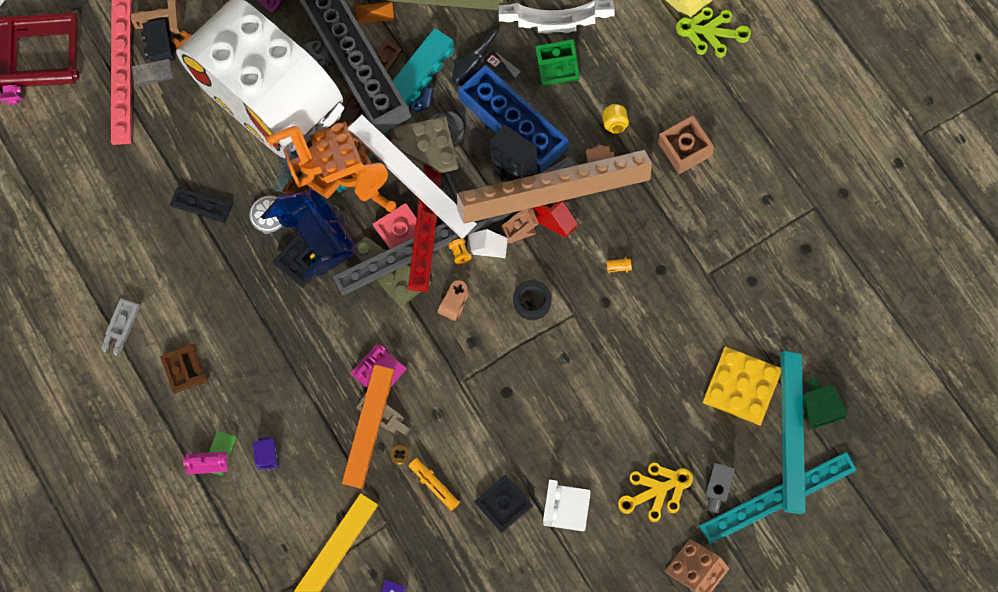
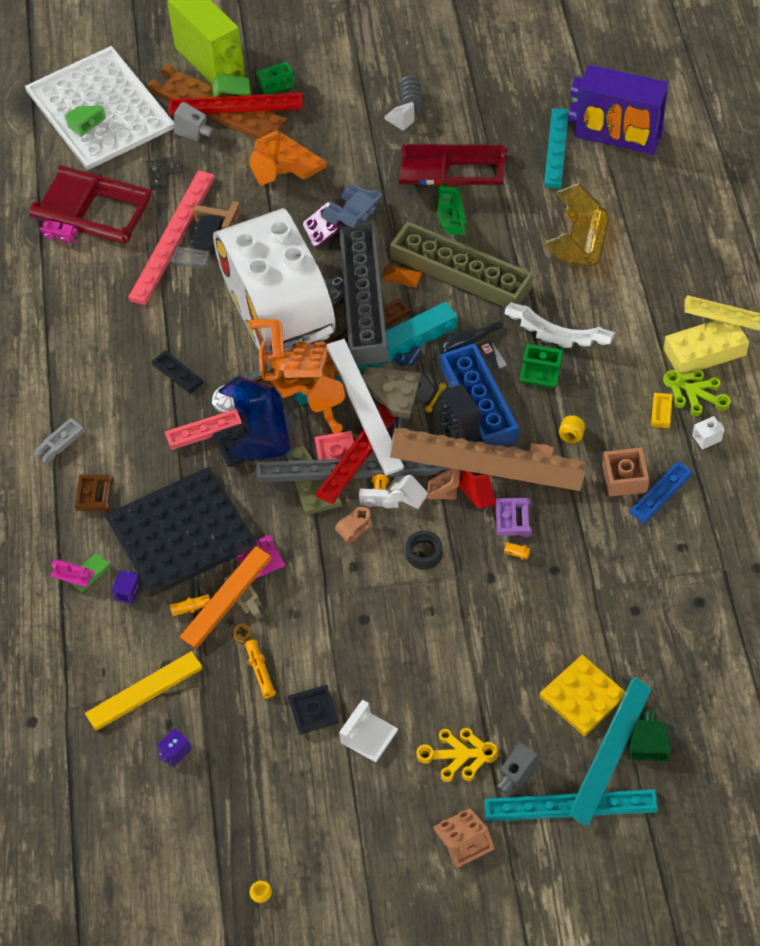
camera: 20 degrees right, 15 degrees down
(258, 258) = (201, 429): none -> coral plate
(290, 375) = (180, 531): none -> black plate
(336, 447) = (189, 605): none -> light orange pin
(457, 266) = (381, 498): none -> white hinge
(469, 119) = (442, 387): none -> yellow hinge
(594, 234) = (507, 516): none -> medium lavender plate
(689, 64) = (661, 410): none -> yellow tile
(724, 150) = (661, 492): none -> blue tile
(744, 72) = (708, 432): none -> white brick

